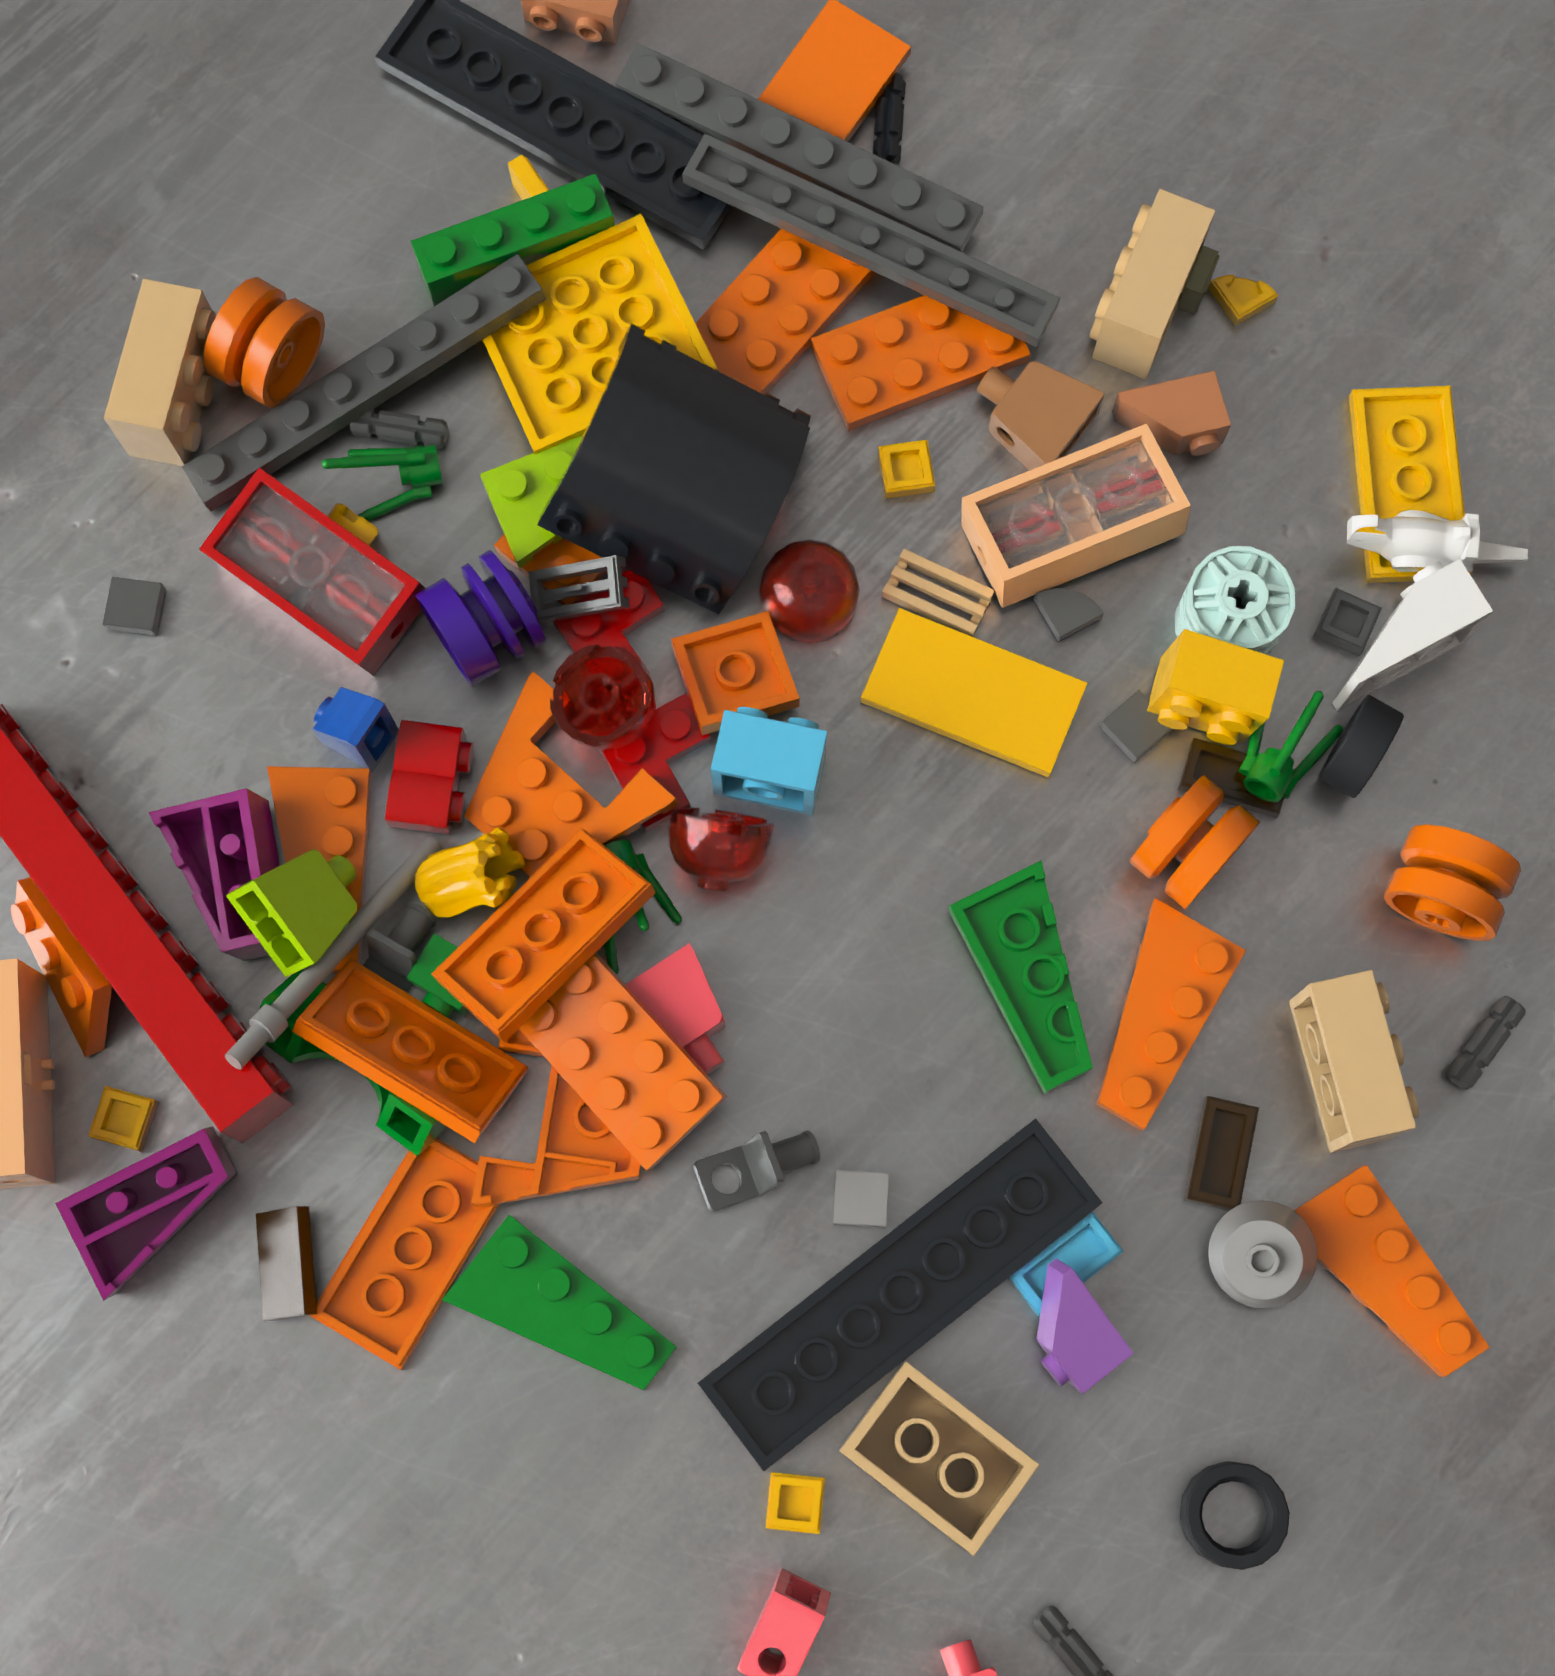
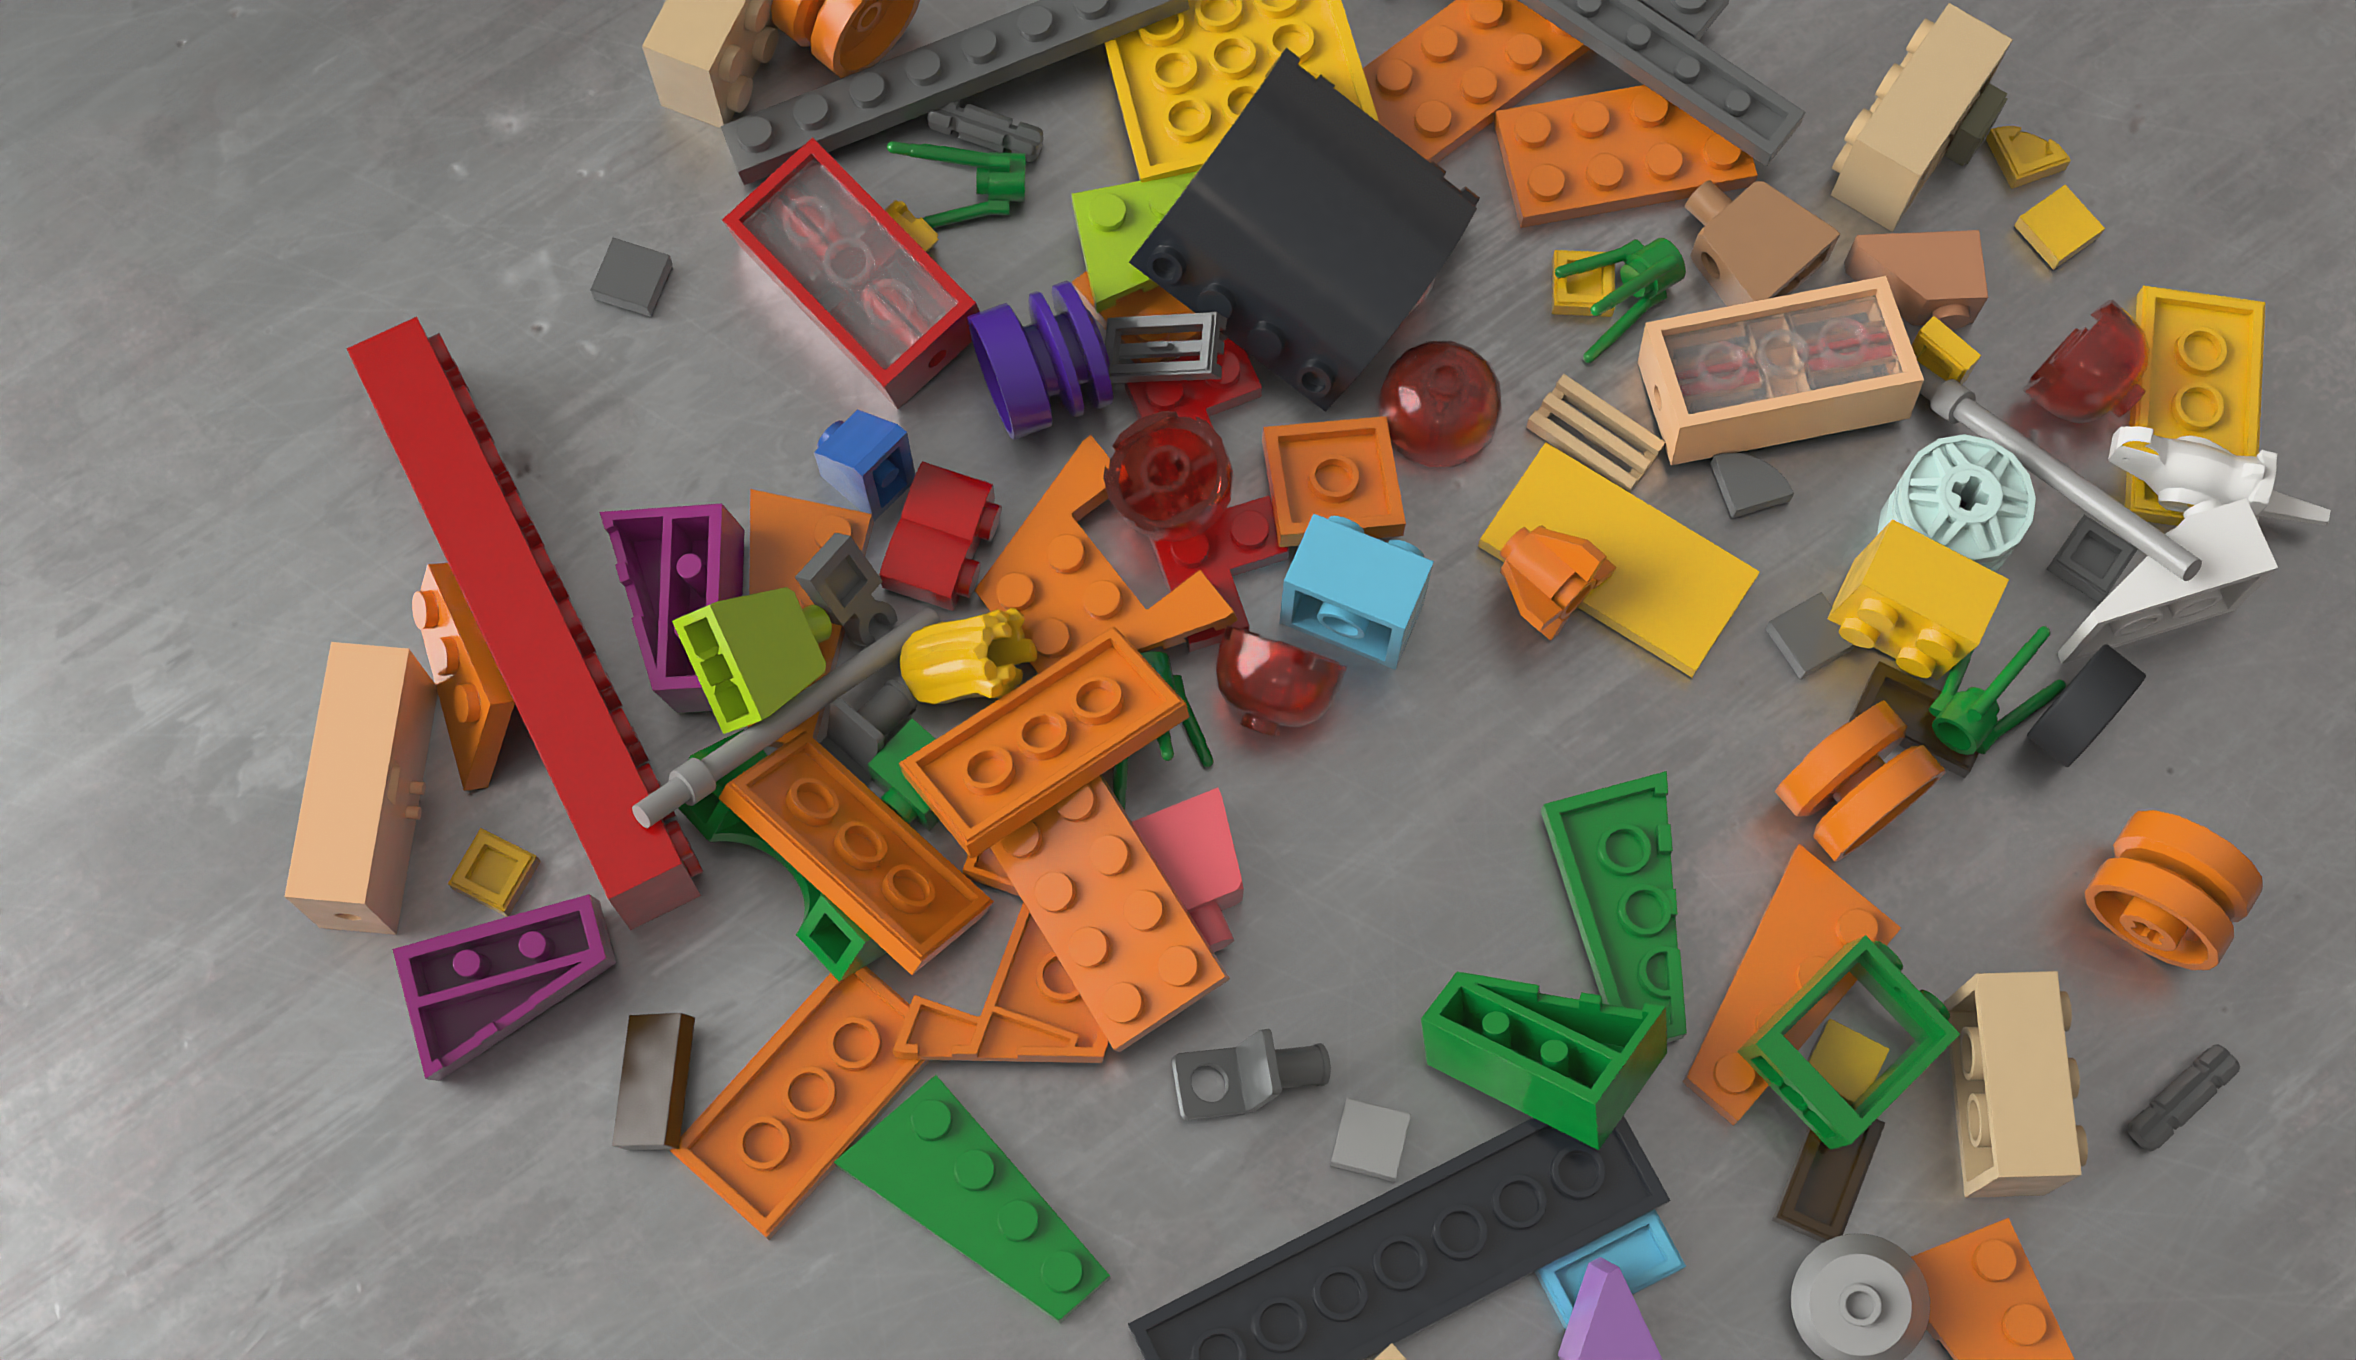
camera: 10 degrees right, 5 degrees down
(357, 835) = (842, 585): none -> dark grey plate
(922, 720) = (1551, 575): none -> orange brick
(955, 455) = (1646, 275): none -> green plant
(985, 1108) = (1545, 1053): none -> green wedge
(1189, 1095) = (1803, 1086): none -> green window
(1203, 477) = (1944, 351): none -> yellow tile
(1219, 1067) = (1847, 1059): none -> yellow tile
(1221, 516) = (1958, 405): none -> light grey bar
(1278, 352) = (2059, 227): none -> yellow tile
(1323, 468) = (2094, 369): none -> clear red cylinder

